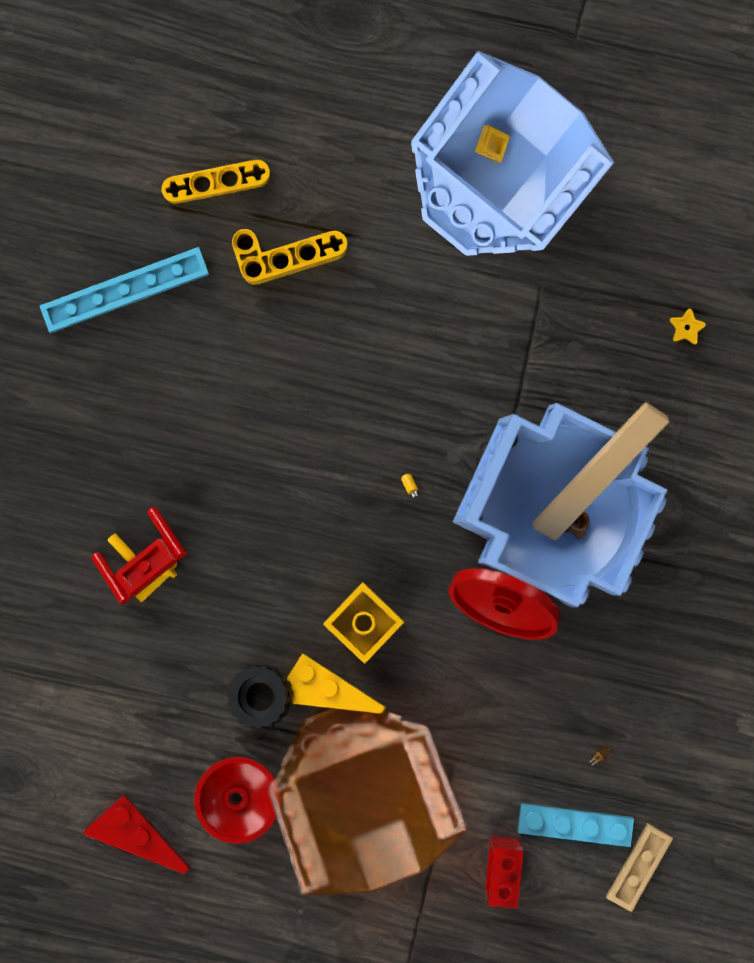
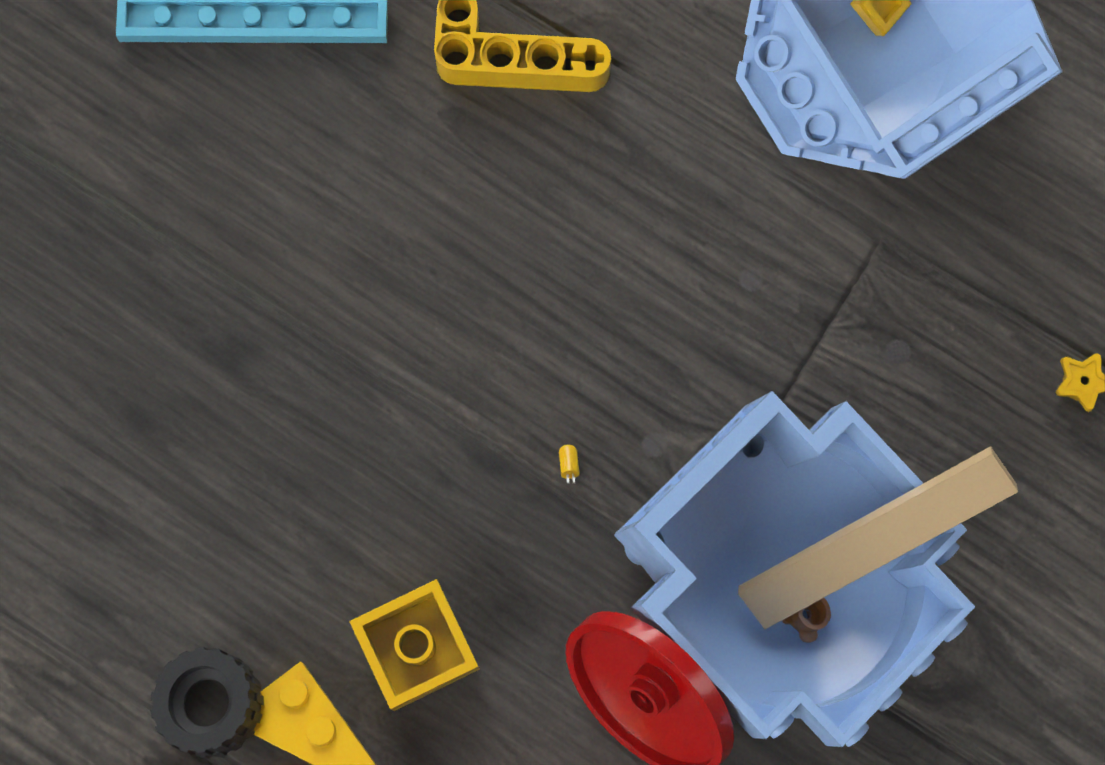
camera: 25 degrees right, 10 degrees down
(128, 555) = (97, 412): yellow piece -> none
(146, 565) = (114, 430): red plate -> none

